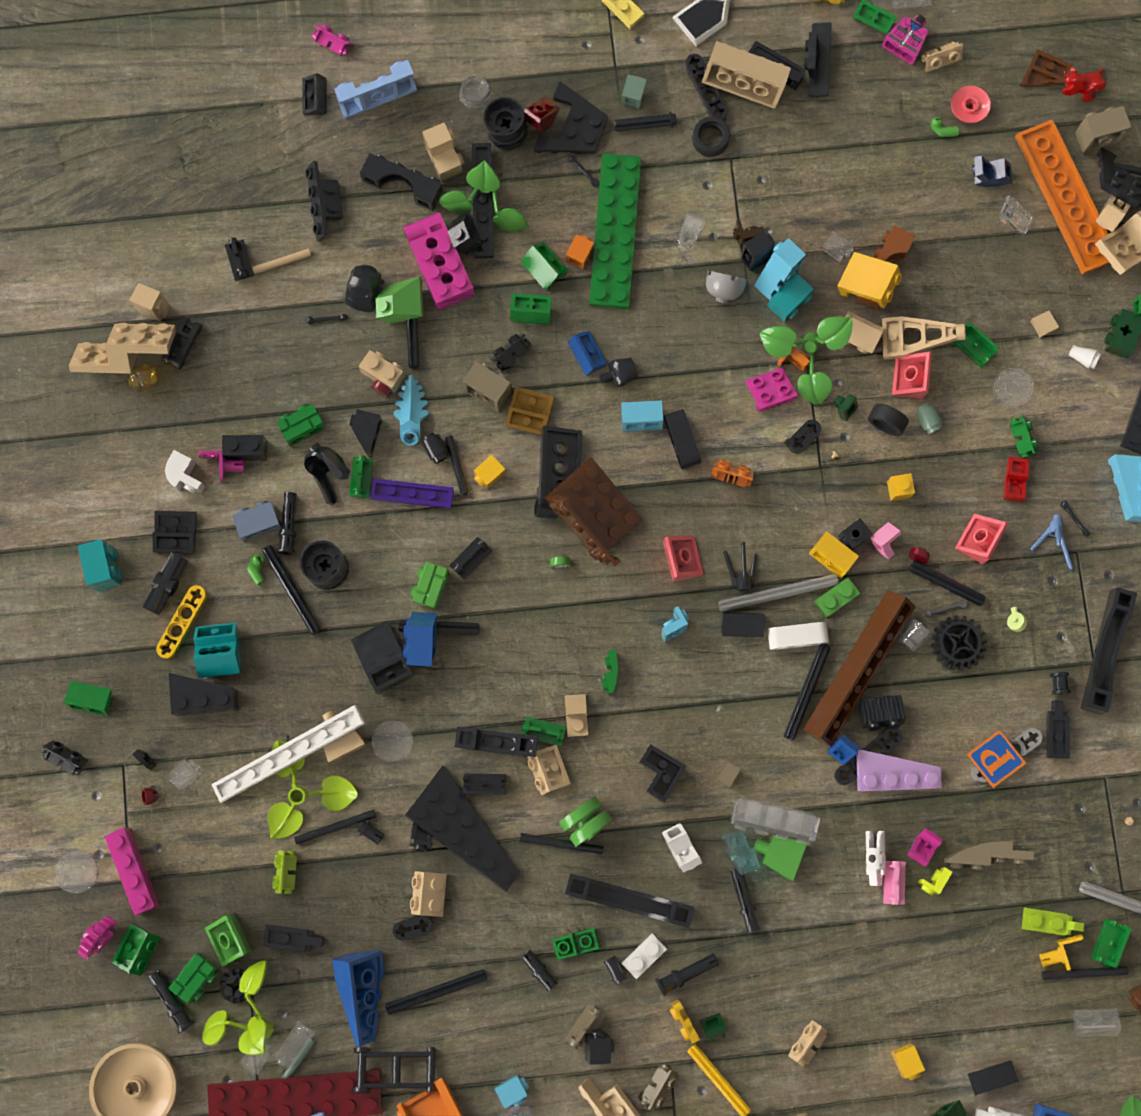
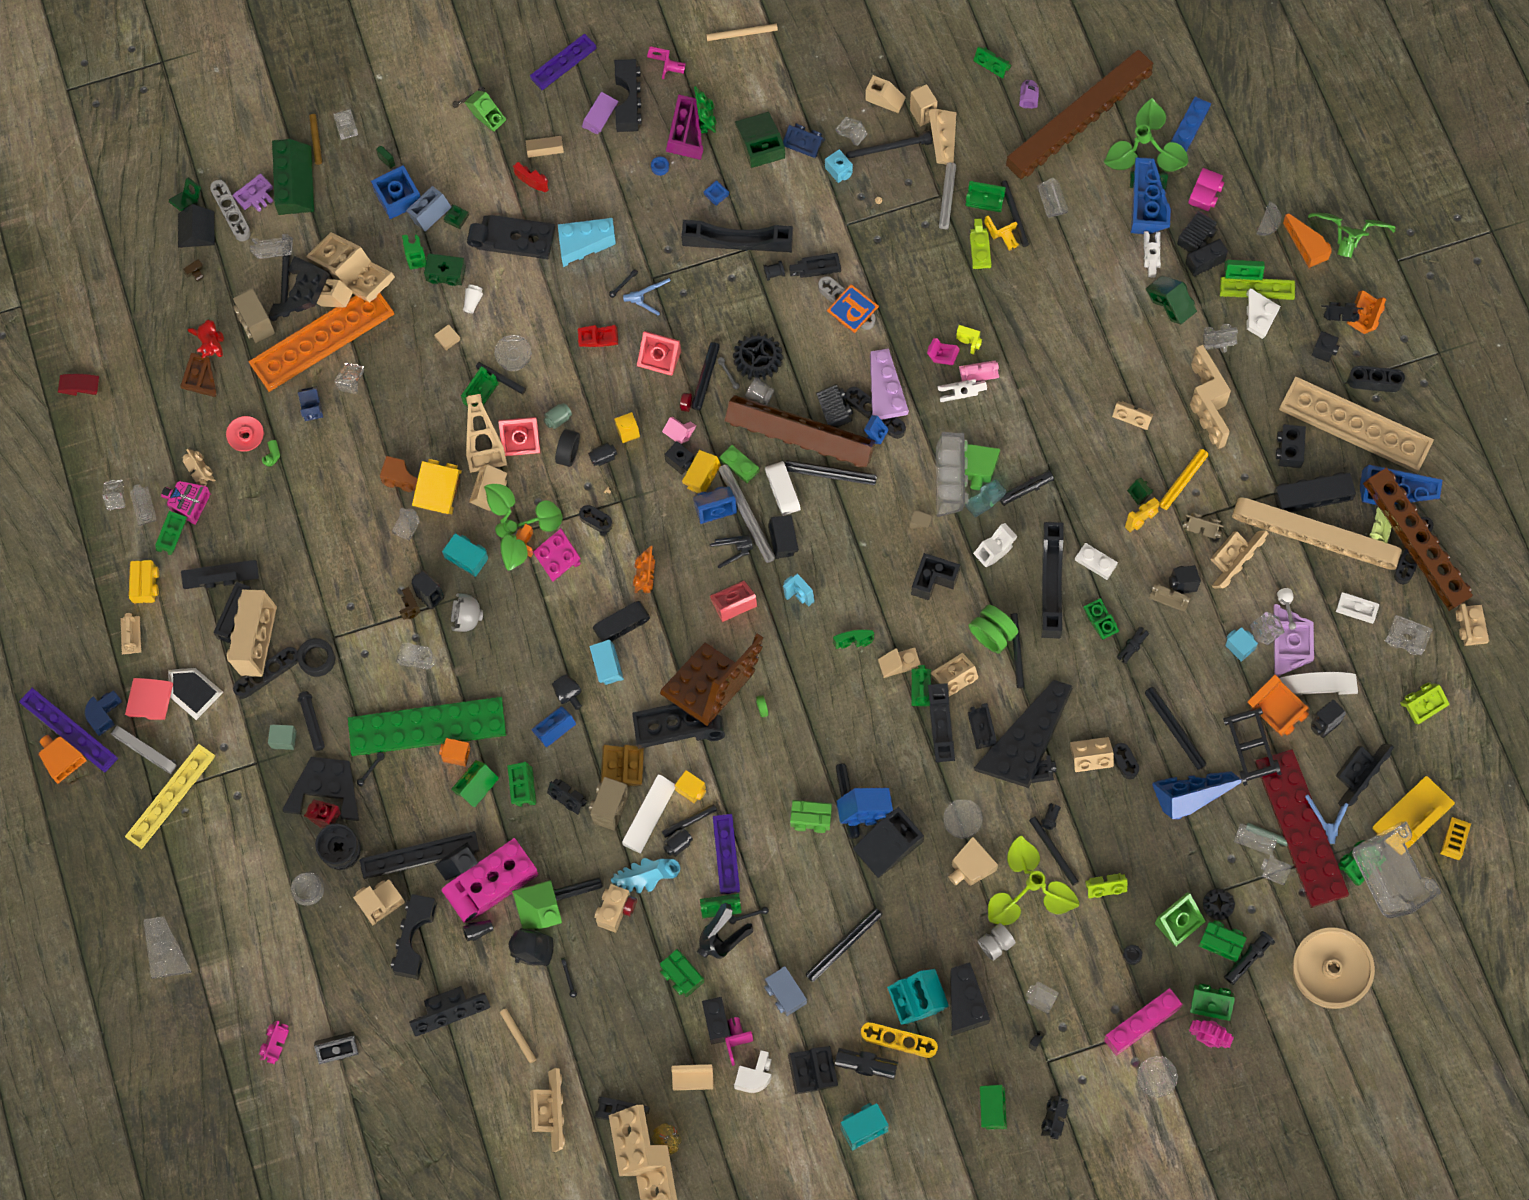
camera: 100 degrees left, 10 degrees down
(148, 796) = (1070, 1031): dark red hinge -> none
(149, 302) = (589, 1147): tan brick -> none
(197, 415) = (692, 1077): none -> tan panel
(200, 272) = (547, 1112): none -> tan bracket
(205, 879) = (1132, 955): none -> black tile
(239, 259) = (525, 1077): black hinge -> none
(251, 740) = (998, 940): none -> light grey wheel
(254, 568) = (831, 984): bright green arm -> none
(258, 1029) = (1255, 860): lime plant -> none
(287, 533) = (790, 960): black pin -> none
(288, 753) = (999, 904): white tile -> none
(291, 938) = (1164, 864): black hinge -> none
(319, 555) = (811, 902): black wheel -> none
(345, 487) = (733, 919): none -> black hinge
(366, 429) = (674, 910): black slope -> none
(378, 92) = (337, 1002): light blue piece -> none
(393, 239) = (476, 930): none -> black cone
(470, 558) = (775, 787): black hinge -> none
(472, 427) = (649, 814): none -> white slope
(485, 179) = (410, 837): bright green plant -> none
(615, 970) = (1118, 578): black pin -> none
(677, 978) = (1107, 528): black pin -> none
(780, 268) = (441, 564): medium azure wedge -> none
(793, 559) = (715, 504): none -> blue slope
(846, 407) = (560, 488): dark green tile -> none
(875, 456) = (602, 454): none -> black brick
(908, 1061) = (1125, 333): yellow brick -> none
(981, 854) = (935, 304): dark tan slope -> none
(986, 370) = (503, 379): none -> black bar
(993, 1077) = (1120, 267): black slope -> none
(1016, 621) = (727, 314): yellowish green piece -> none
(1027, 443) = (550, 338): green hinge -> none

